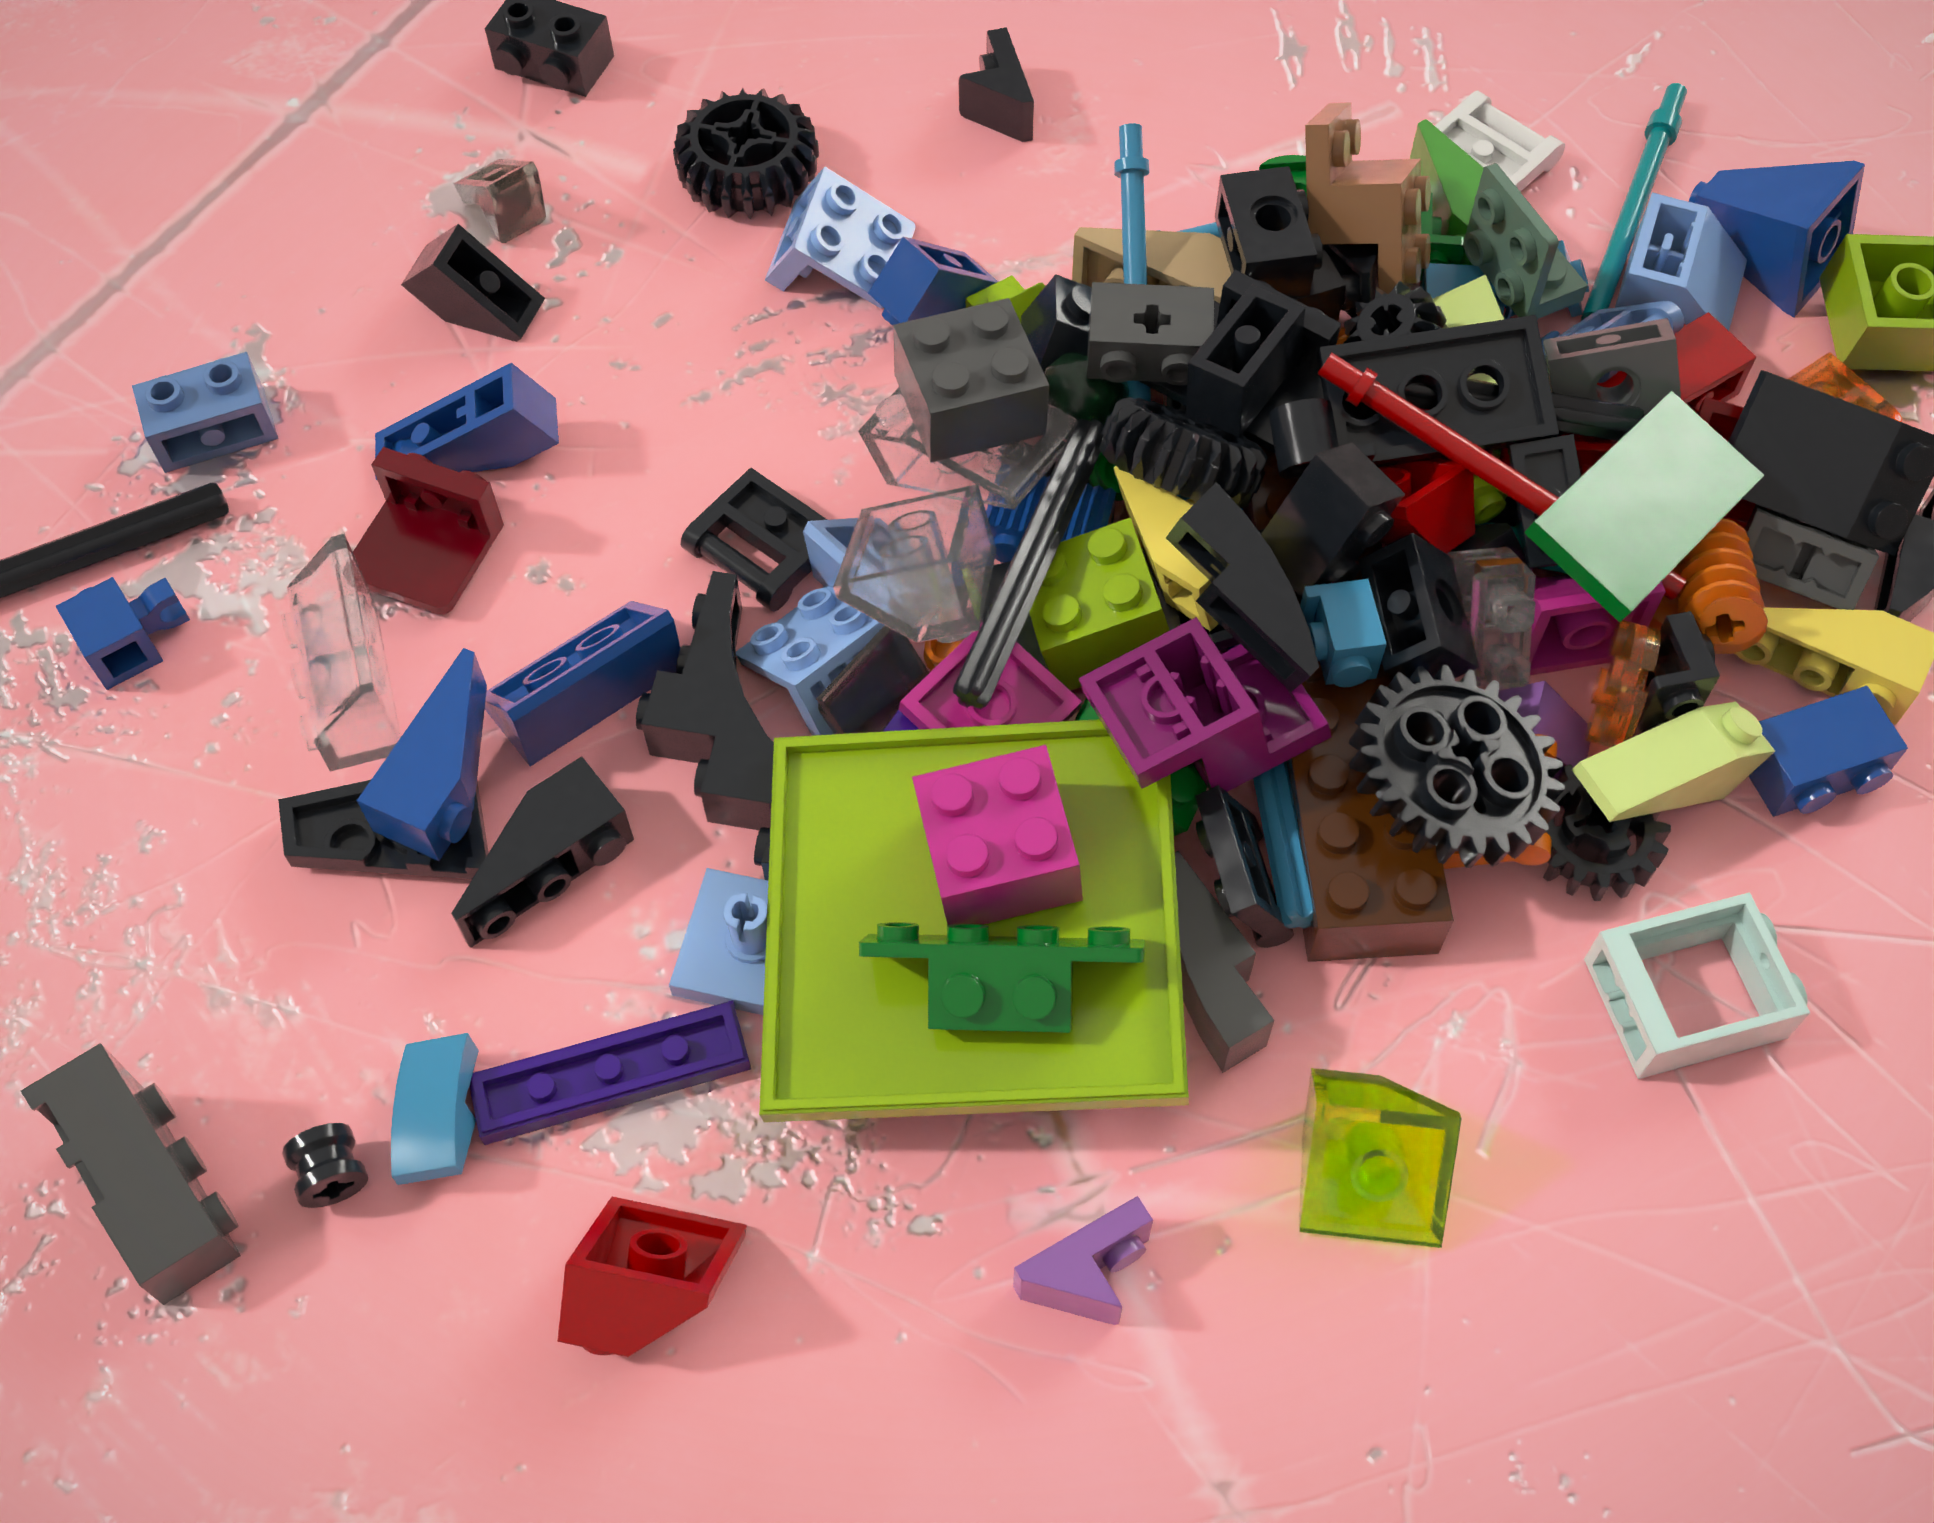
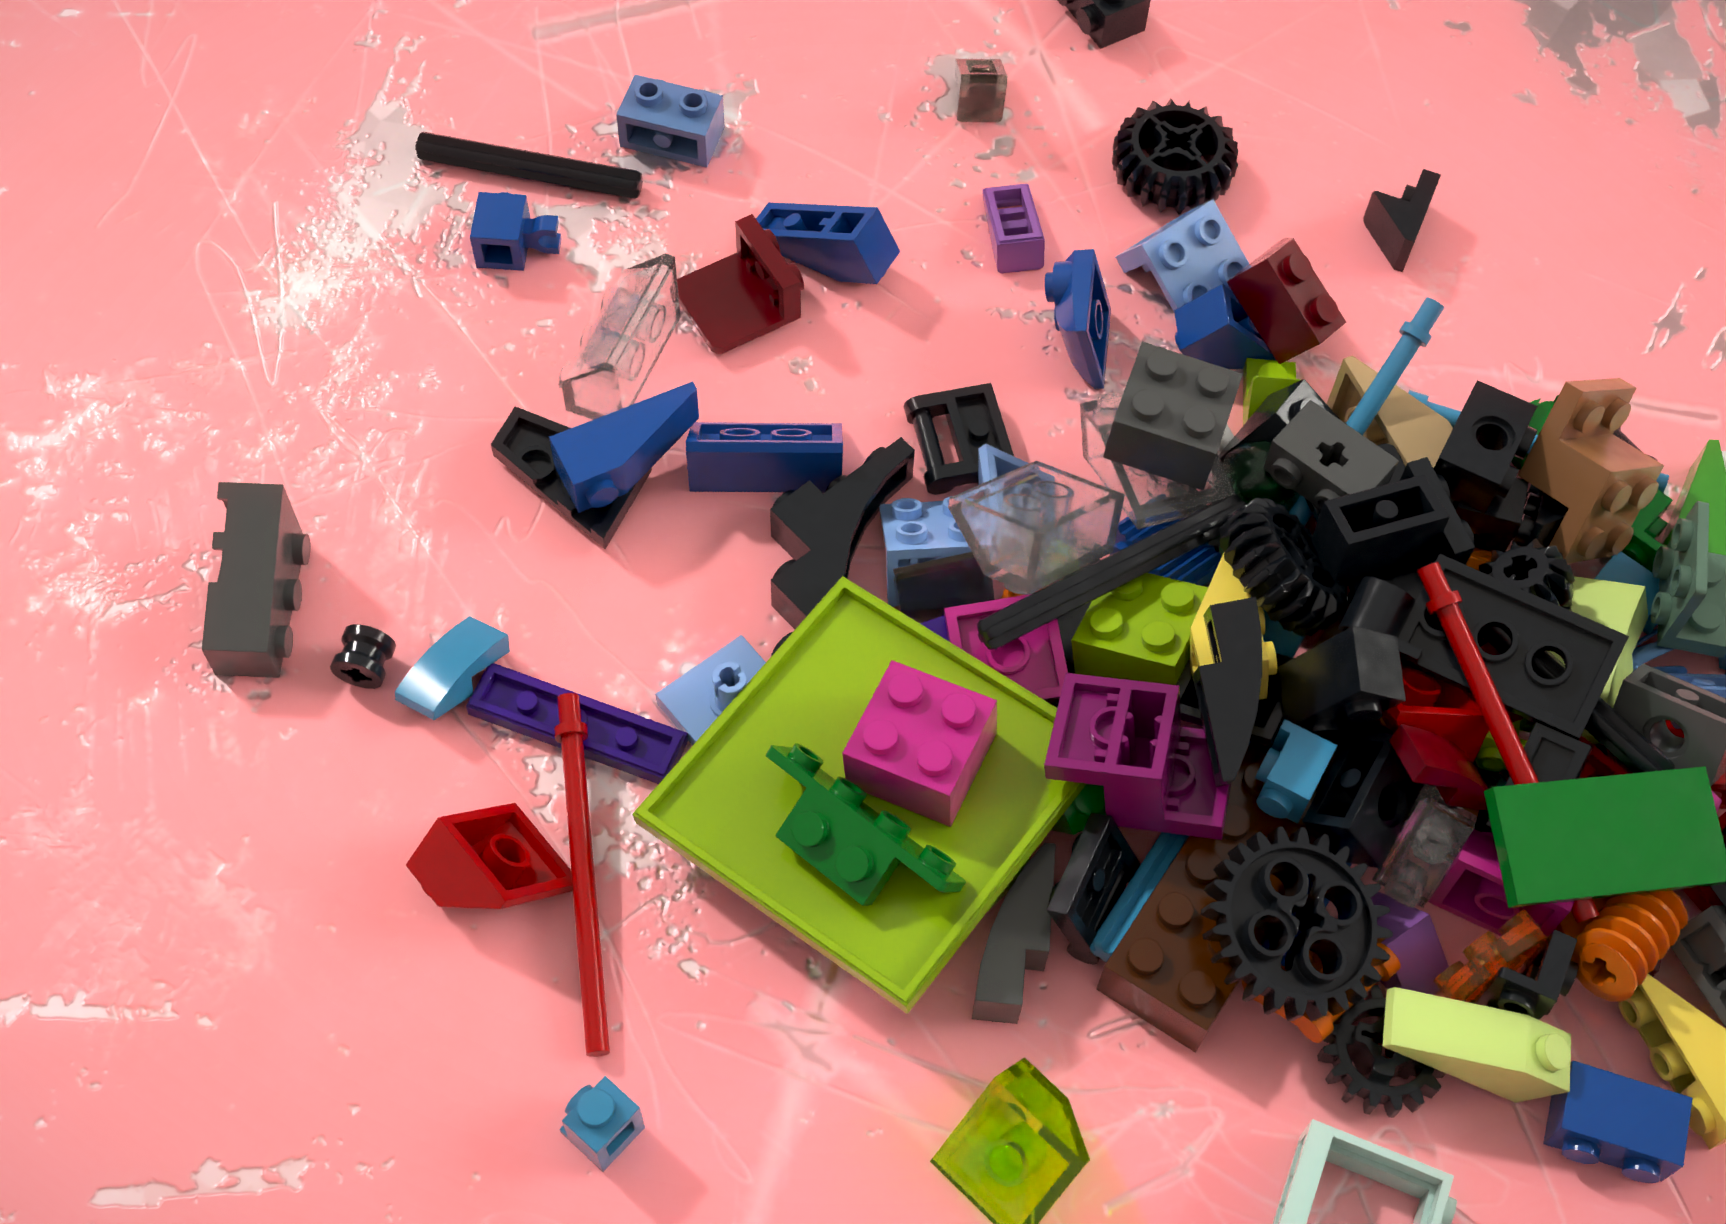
camera: 35 degrees right, 0 degrees up
(472, 286) = (908, 140): black slope -> none
(547, 843) = (653, 548): black slope -> none
(620, 1085) = (571, 734): none -> red bar
(649, 313) = (1014, 231): none -> medium lavender slope
(783, 348) = (1081, 313): none -> blue slope
(969, 216) = (1286, 301): none -> dark red slope
(972, 1439) = (602, 1122): none -> dark azure brick
(1069, 1271) = (752, 1063): medium lavender slope -> none
(1468, 538) = (1440, 763): none -> dark red slope

